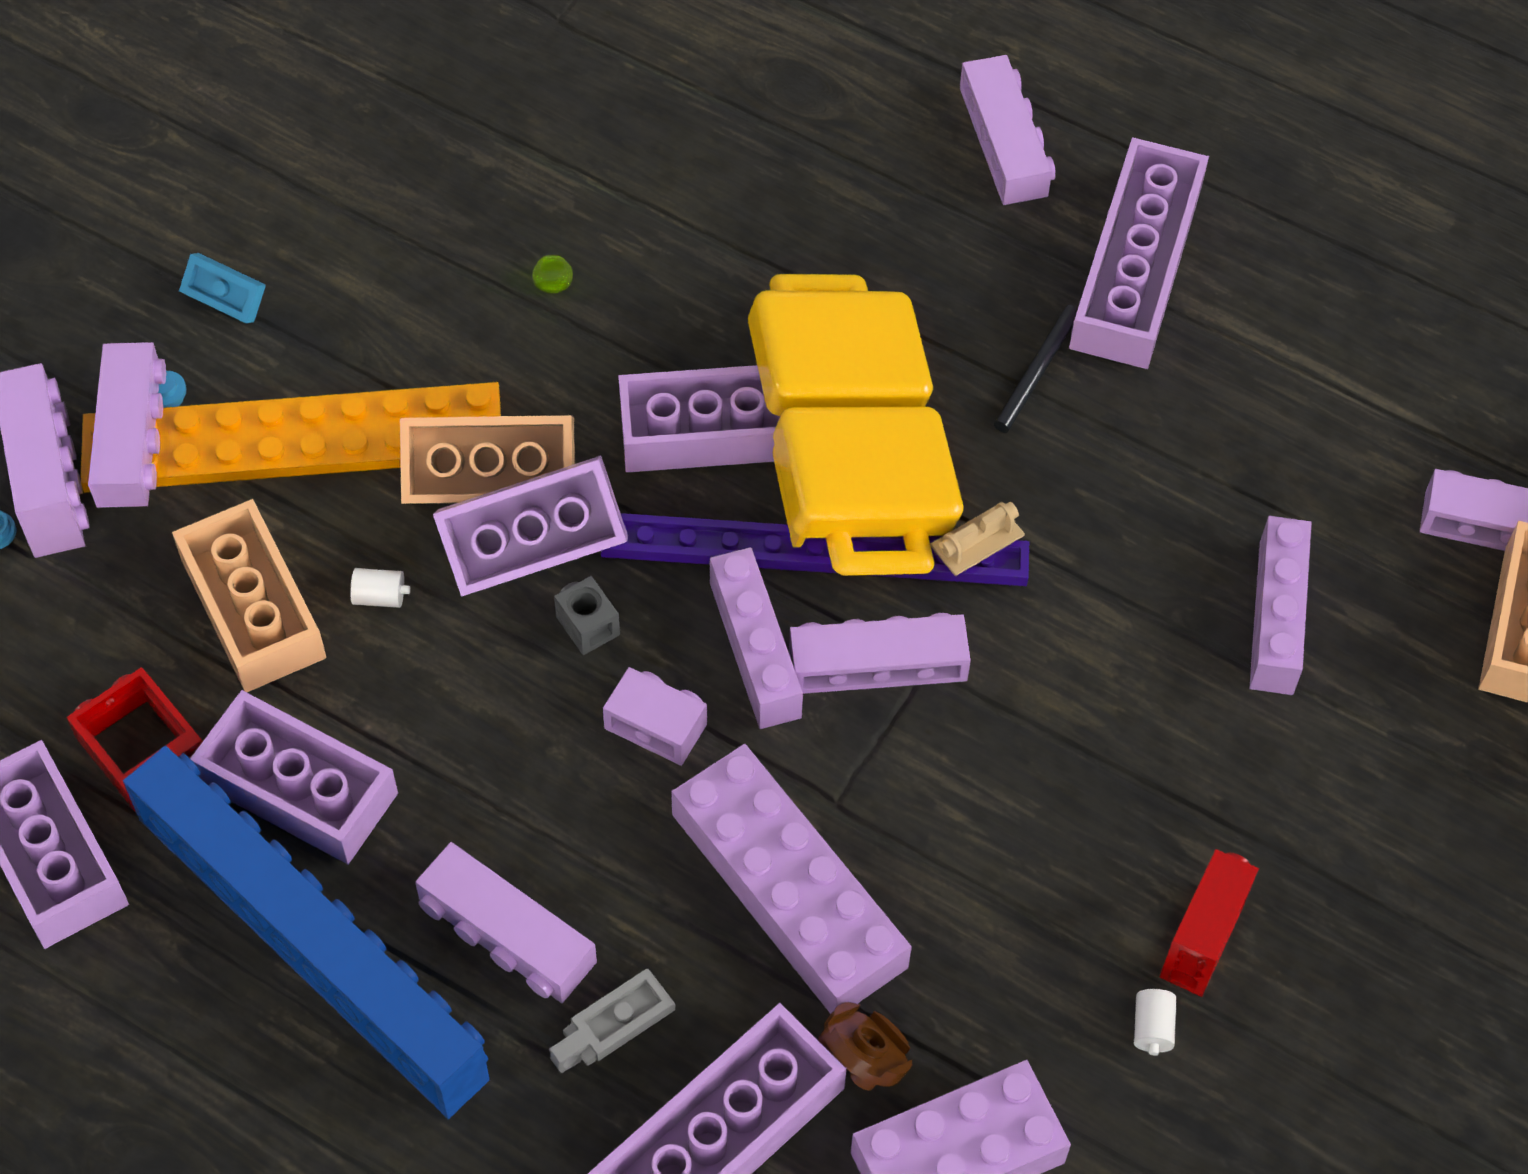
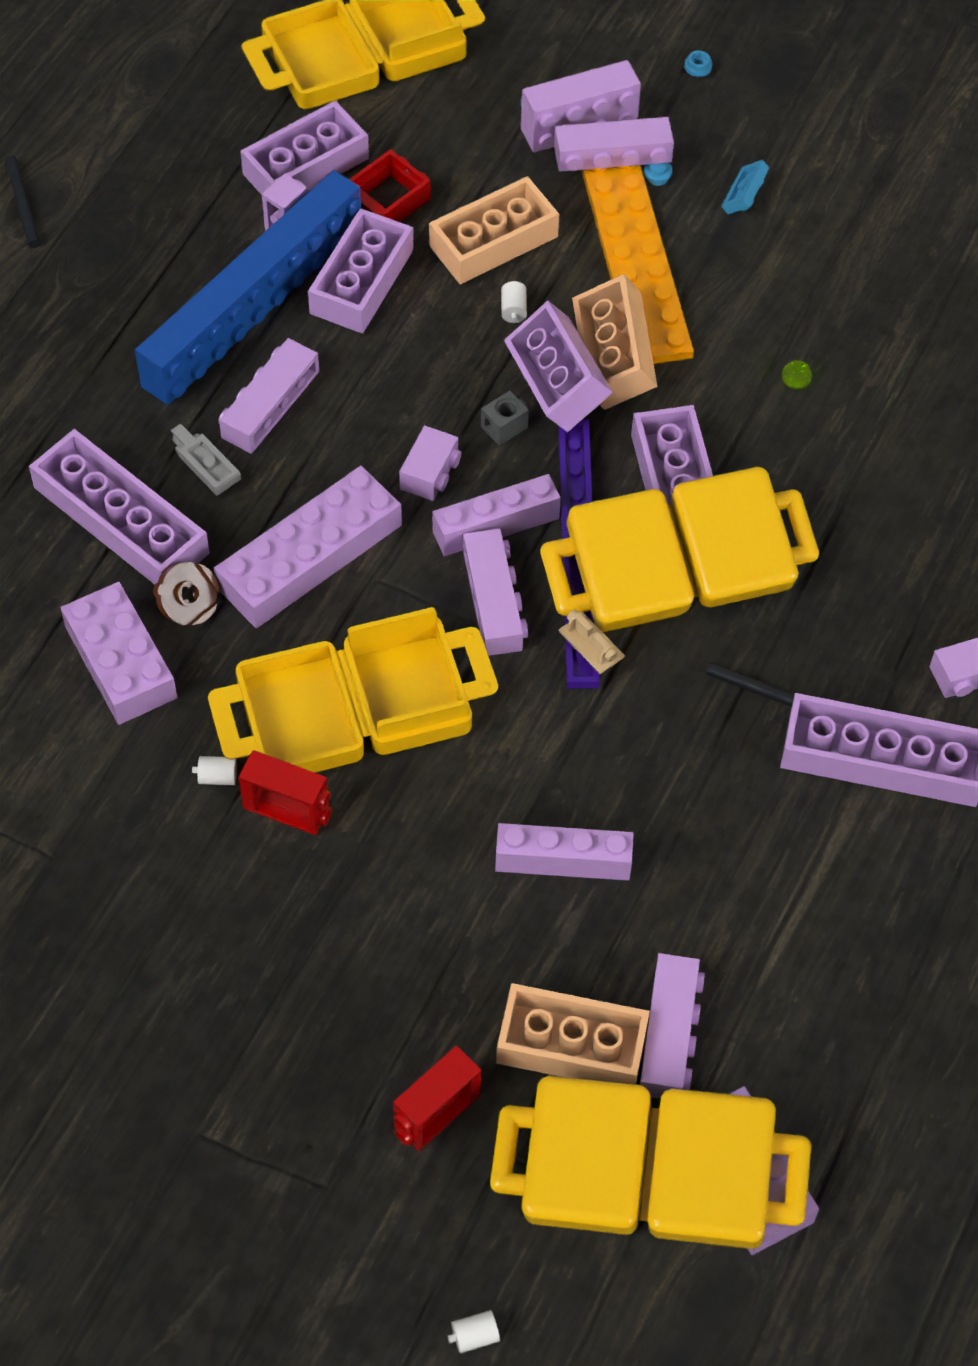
camera: 85 degrees right, 0 degrees up
(158, 871) = (281, 198): none -> lavender brick
(1049, 865) = (386, 684): none -> yellow piece

